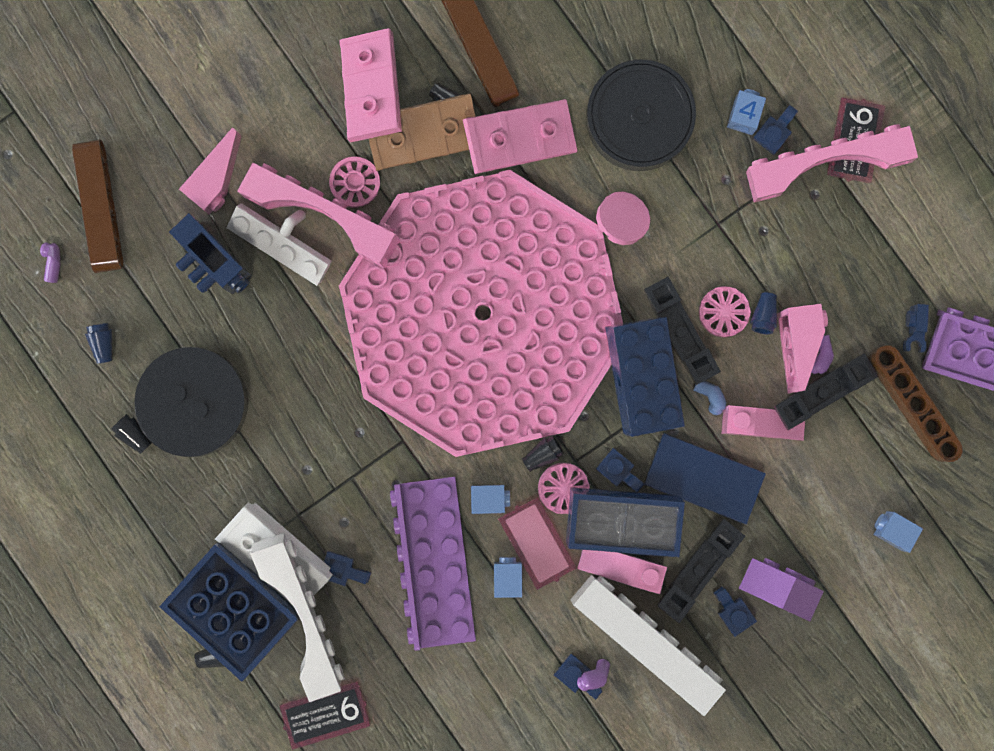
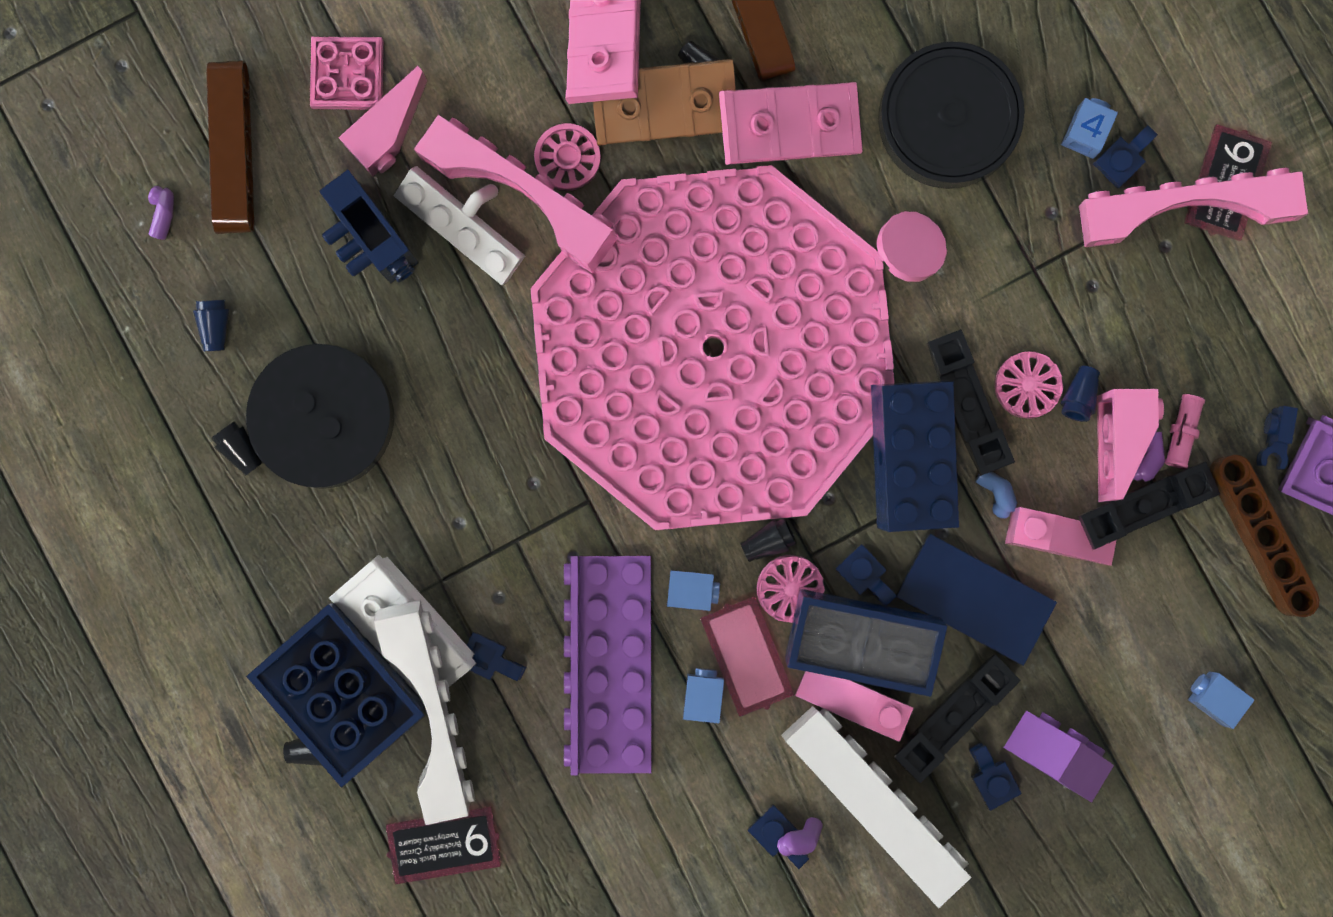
camera: 10 degrees right, 0 degrees up
(179, 138) = (346, 72): none -> bright pink tile
(846, 332) = (1184, 431): none -> bright pink pin

